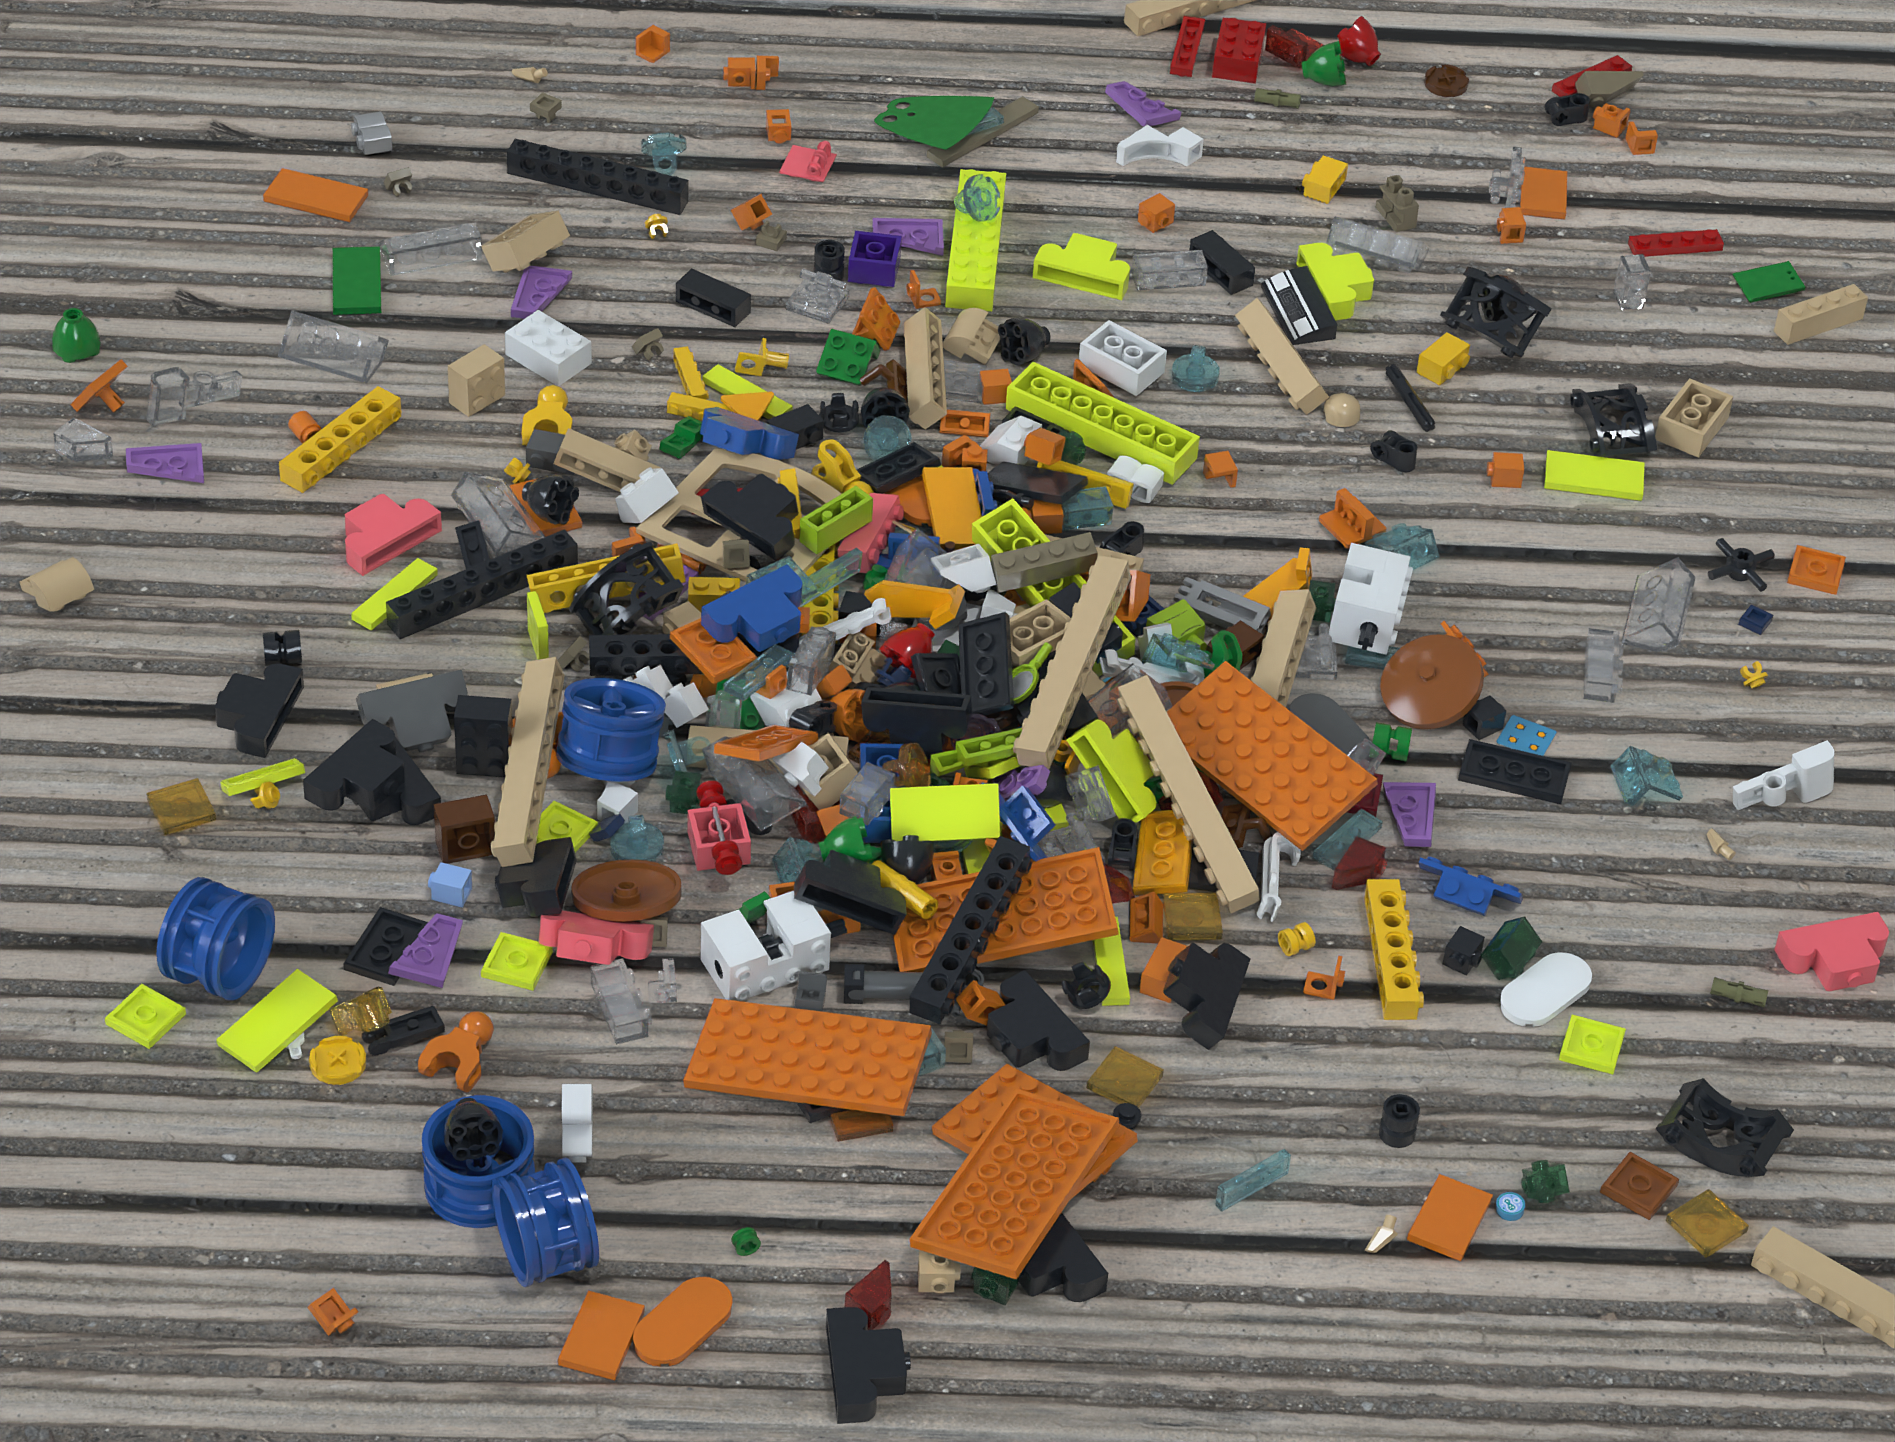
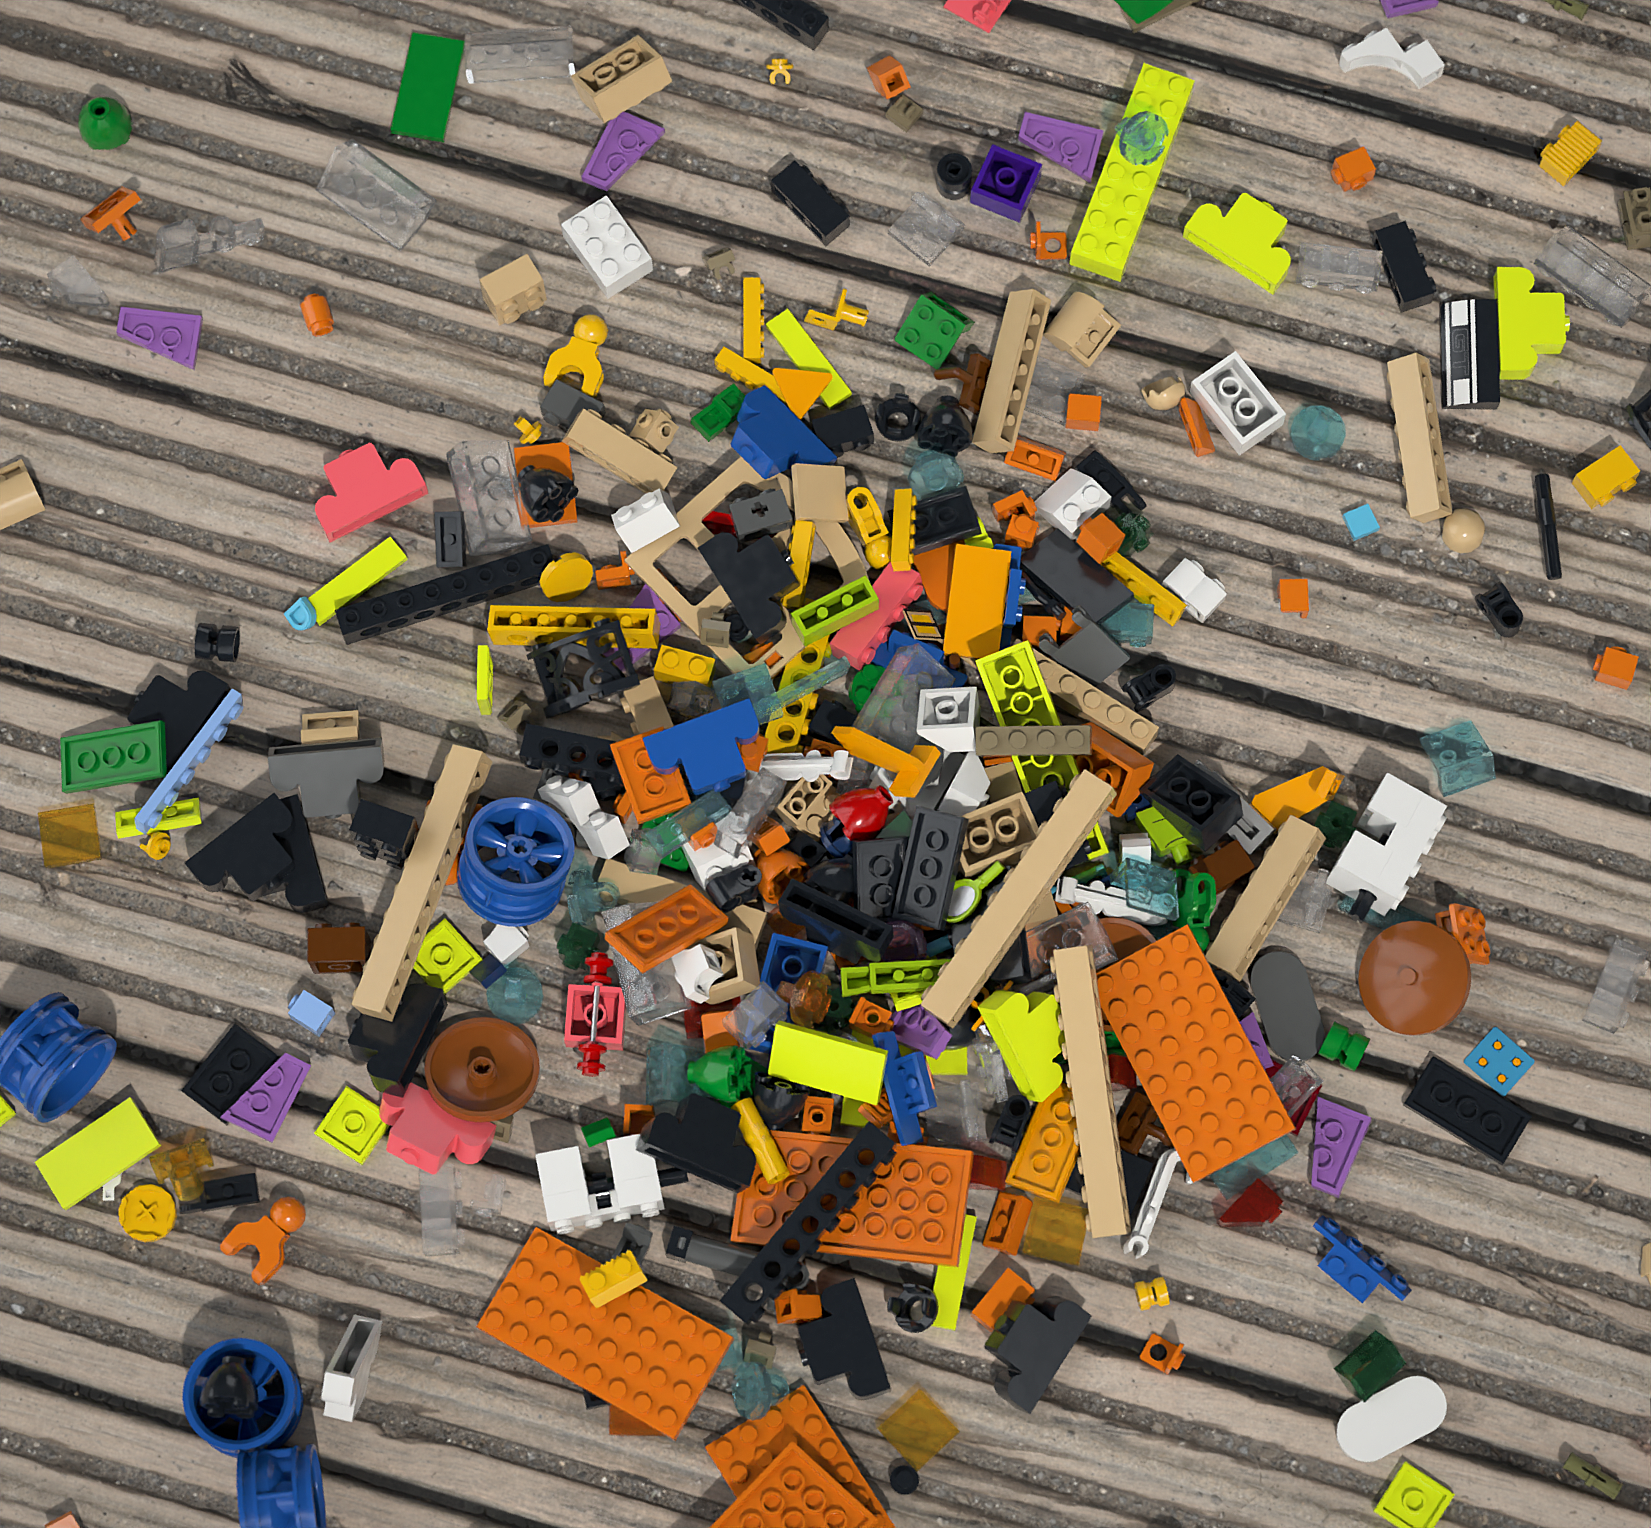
camera: 20 degrees right, 30 degrees up
(208, 737) = (113, 757): none -> green tile
(281, 727) = (183, 770): none -> light blue plate
(340, 439) = (356, 325): yellow brick -> none
(353, 620) = (301, 614): none -> medium azure tile
(587, 546) = (566, 577): none -> yellow tile
(747, 468) = (749, 524): none -> dark grey brick
(793, 451) = (819, 493): none -> tan tile
(804, 1001) = (613, 1279): none -> yellow brick
(873, 471) = (903, 529): none -> yellow piece
(877, 320) = (980, 284): orange bracket -> none
(964, 1068) = (754, 1390): none -> clear light blue tile
(1022, 340) = (1135, 351): black piece -> none
(1062, 363) = (1164, 393): none -> tan hair
(1064, 515) = (1088, 652): none -> dark grey flag
(1104, 421) = (1183, 500): neon yellow brick -> none
(1196, 596) = (1193, 802): none -> black slope
(1255, 419) = (1361, 522): none -> medium azure tile
(1351, 520) = (1415, 708): orange bracket -> none
(1392, 949) = (1225, 1402): yellow brick -> none
(1463, 950) = (1321, 1353): black brick -> none
(1485, 718) = (1461, 1032): black brick -> none
(1640, 771) = (1605, 1157): clear light blue bracket -> none

